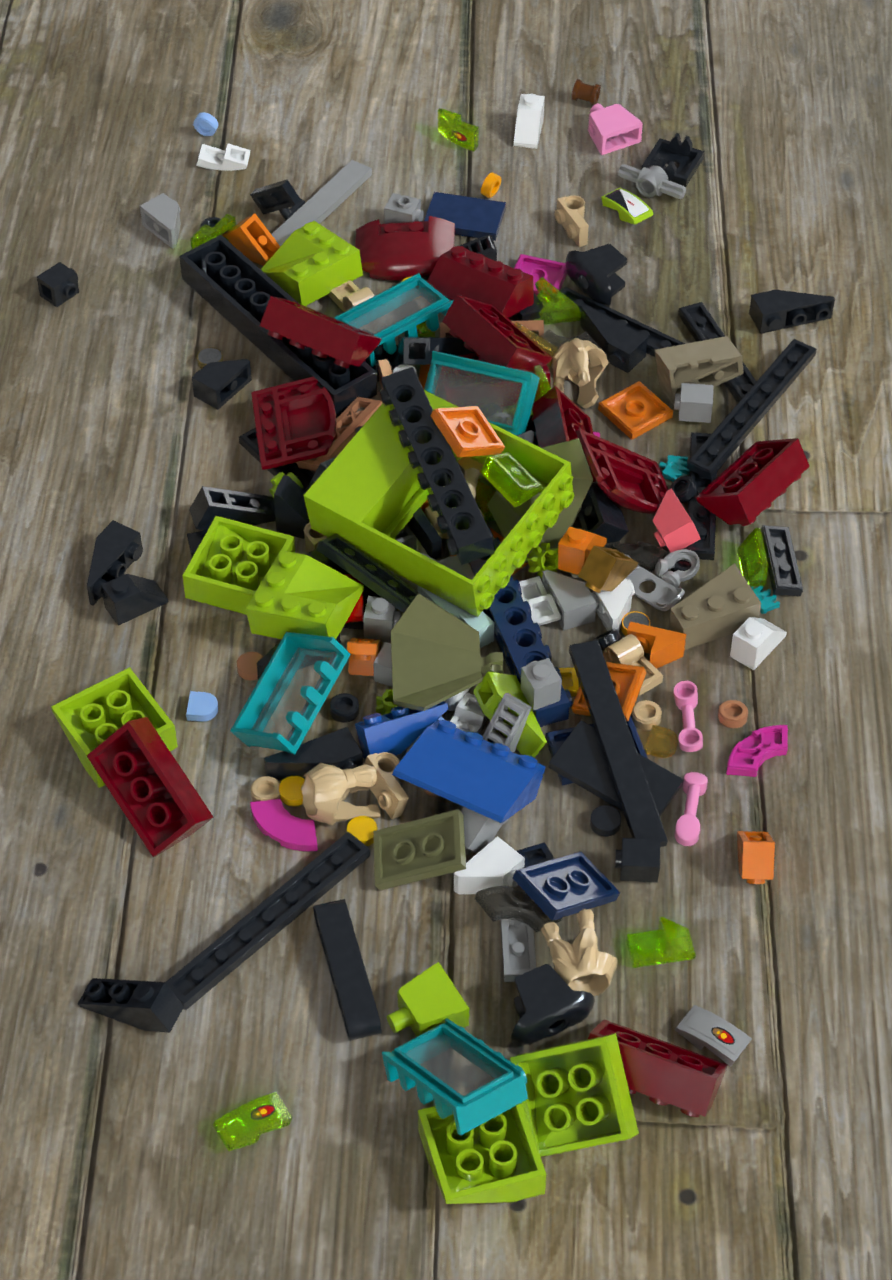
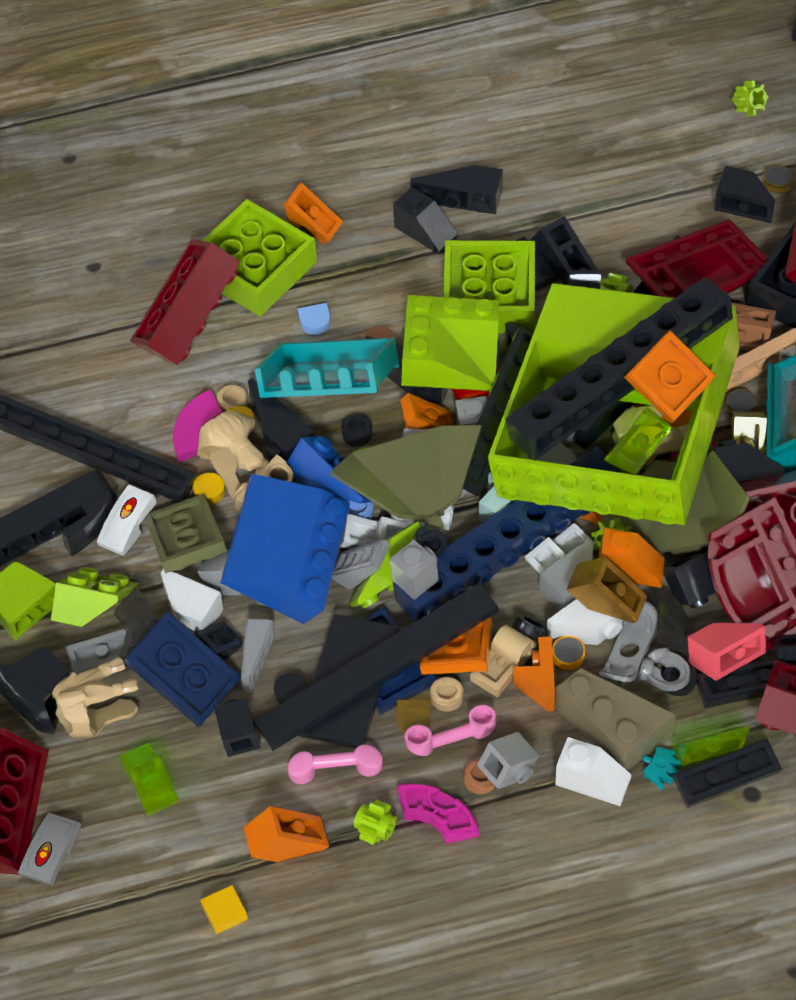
camera: 75 degrees right, 5 degrees up
(81, 672) = (308, 210): none -> orange slope
(117, 345) = (750, 98): none -> lime gear
(367, 926) = (88, 528): none -> black slope
(375, 899) = (123, 521): none -> white slope
(456, 942) = (87, 595): none -> lime slope
(512, 668) = (431, 537): none -> black tile
(562, 833) = (257, 643): none -> light grey slope
(734, 684) = (508, 760): none -> light grey brick
(762, 788) = (375, 822): none -> lime gear
(808, 919) = (224, 909): none -> yellow tile

